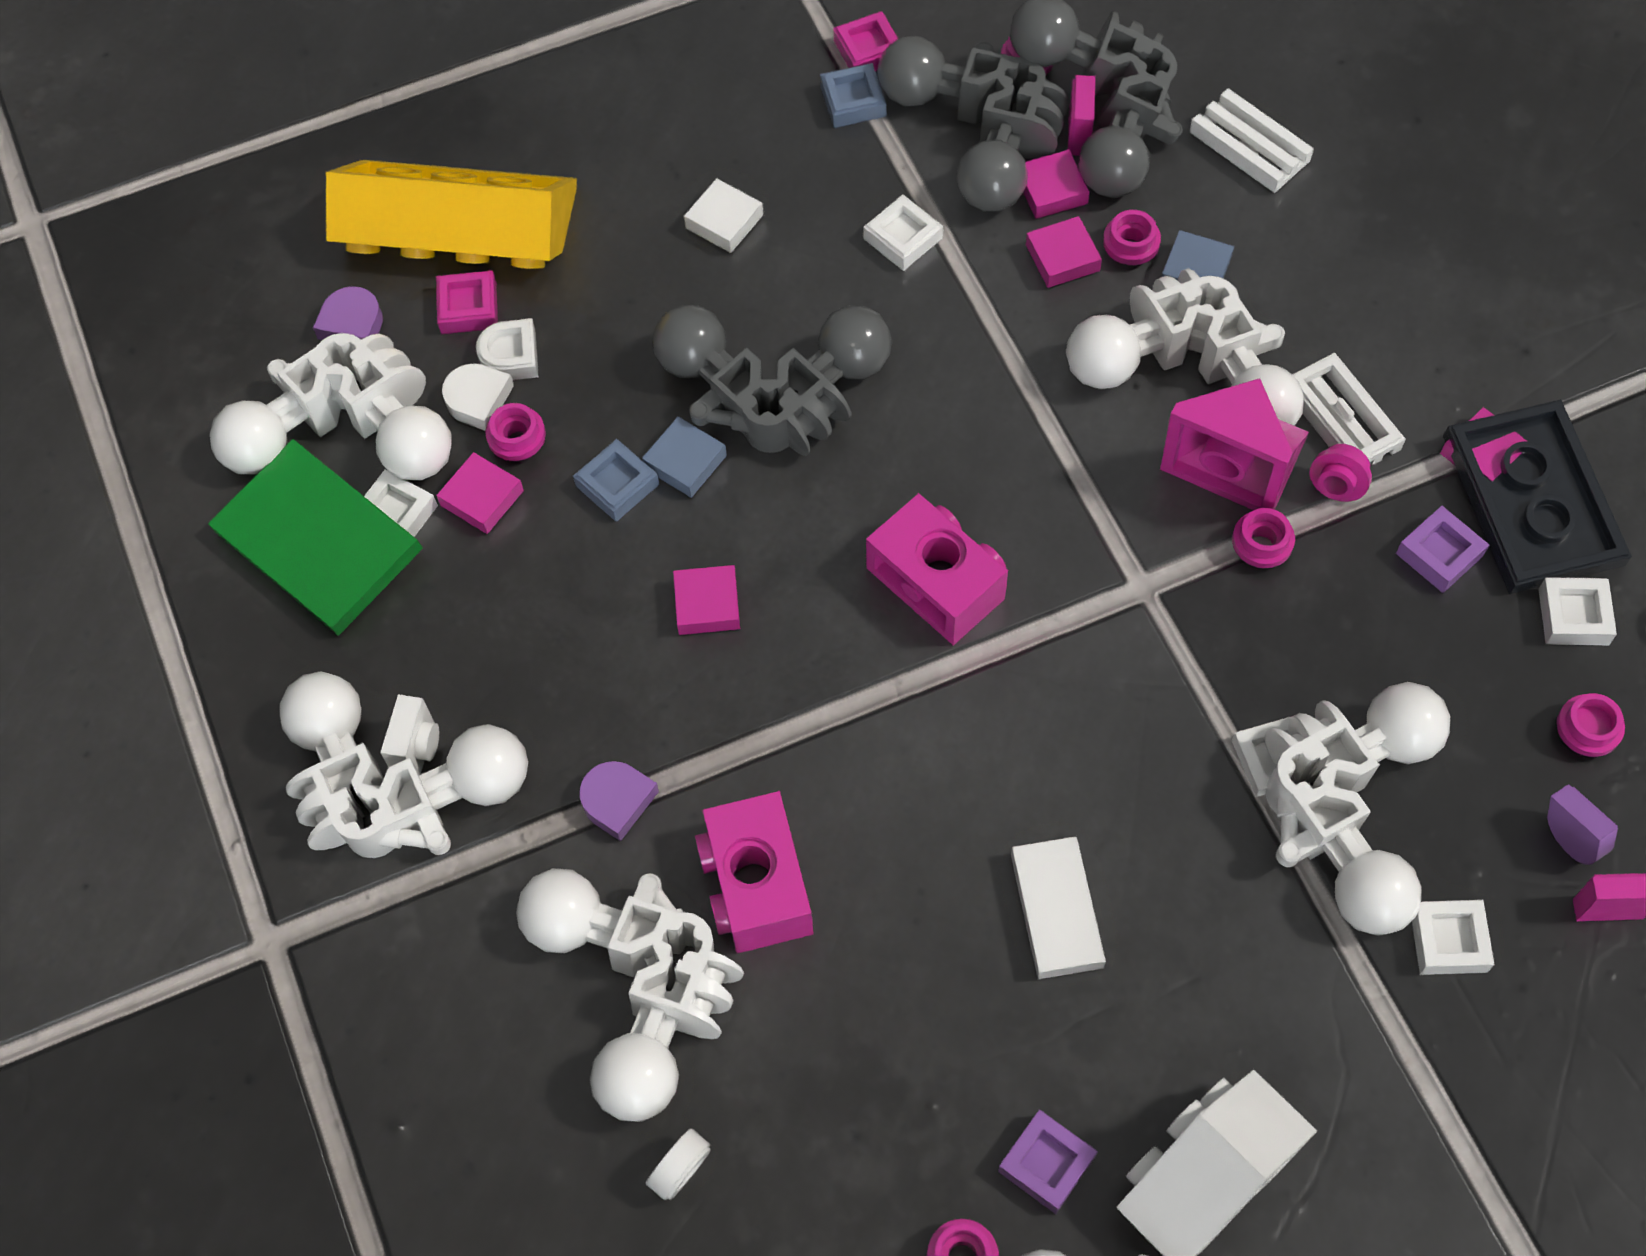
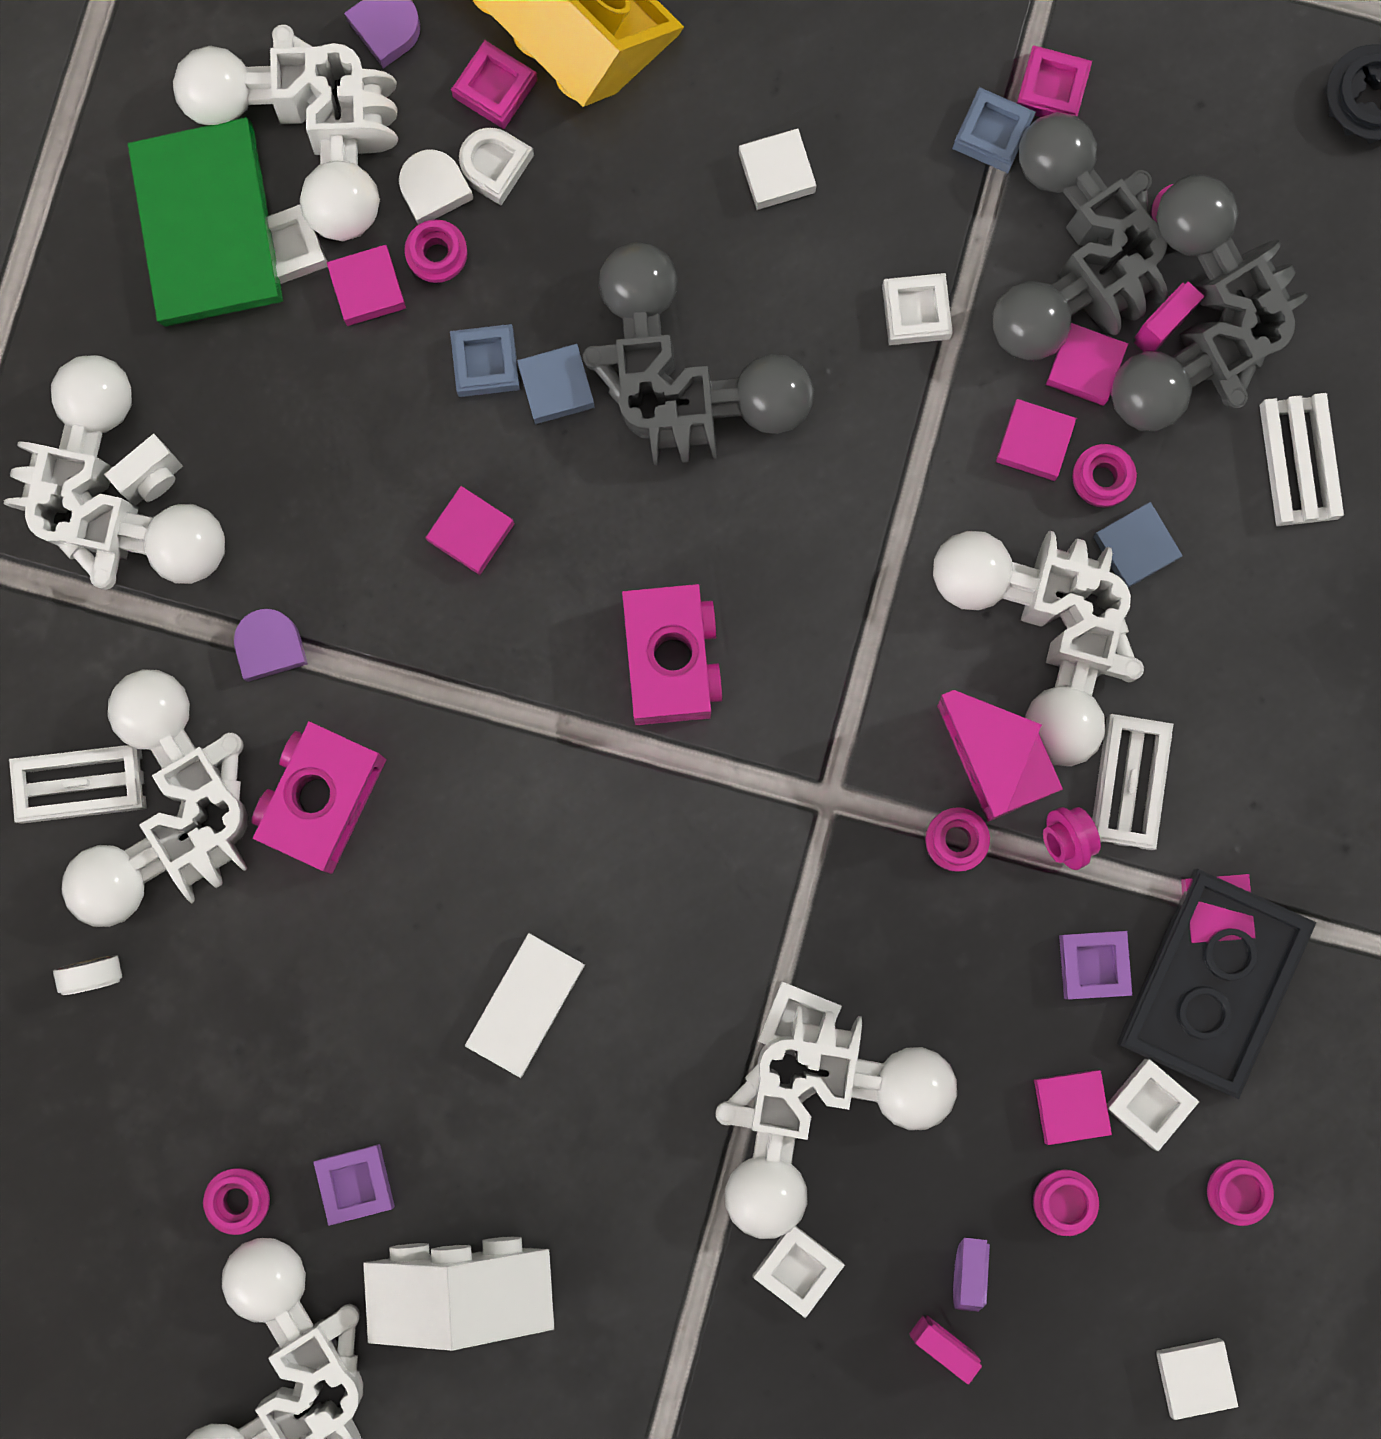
camera: 35 degrees right, 20 degrees up
(560, 1042) = (131, 778): none -> white tile
(1526, 656) = (1072, 1107): none -> dark pink tile

